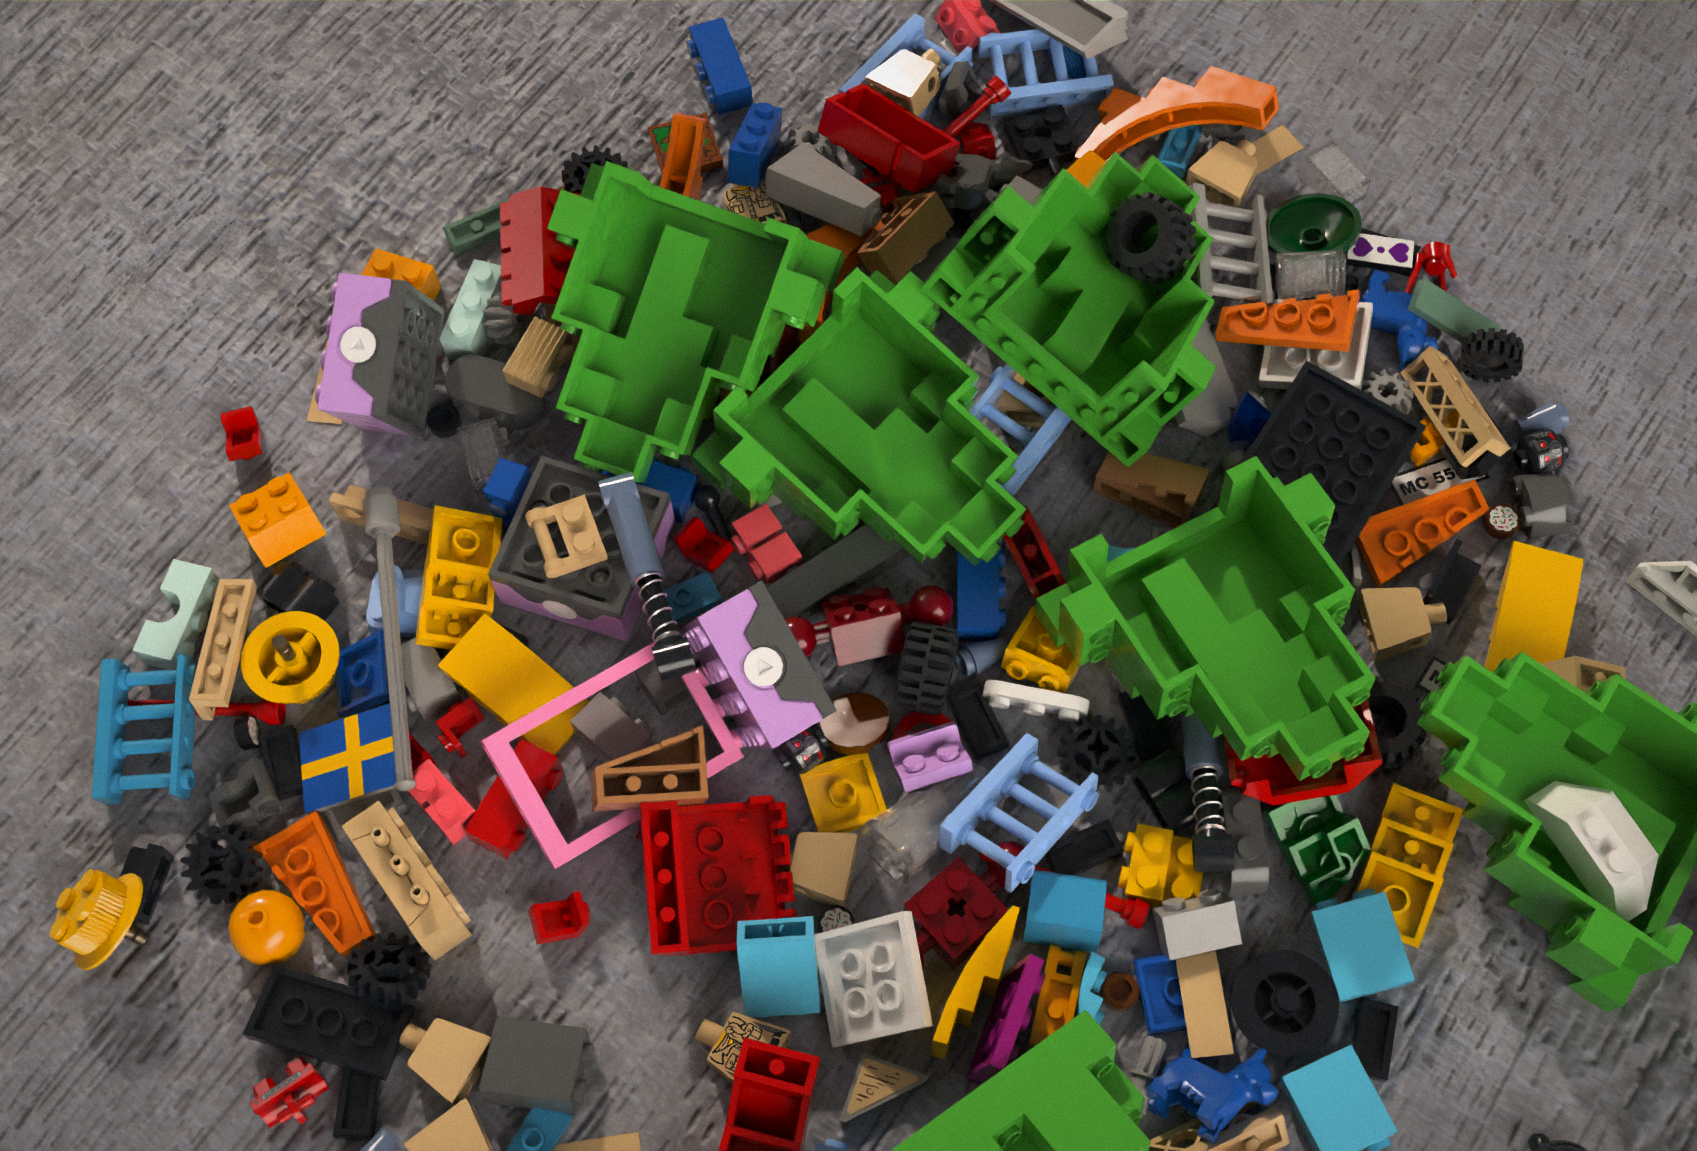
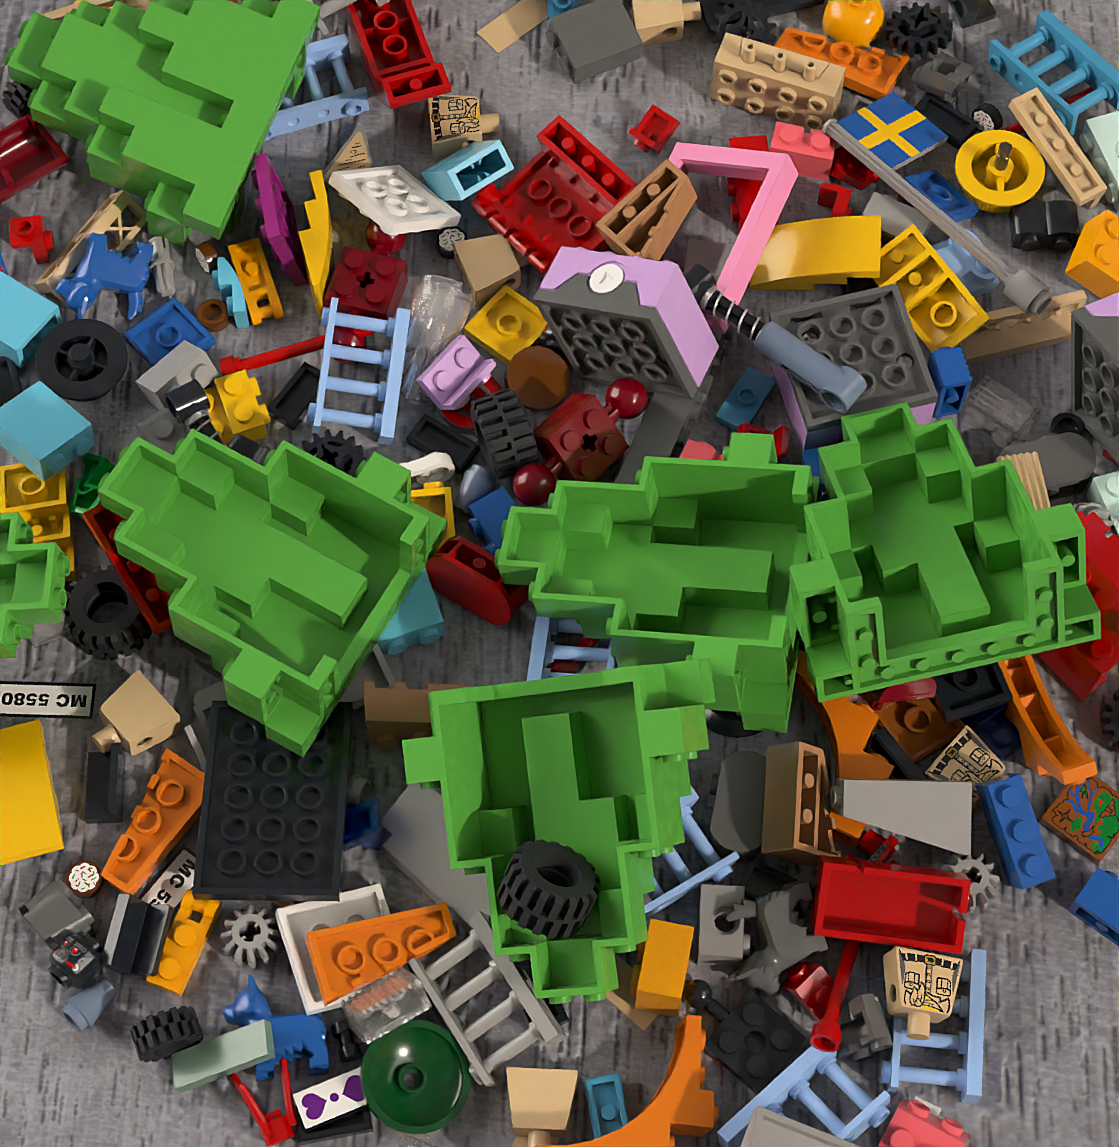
camera: 145 degrees right, 0 degrees up
(578, 533) = (853, 348): tan plate -> none
(1065, 911) = (282, 326): dark azure slope -> none
(1204, 1005) = (140, 326): tan sticker -> none
(1464, 402) = (173, 952): tan fence -> none

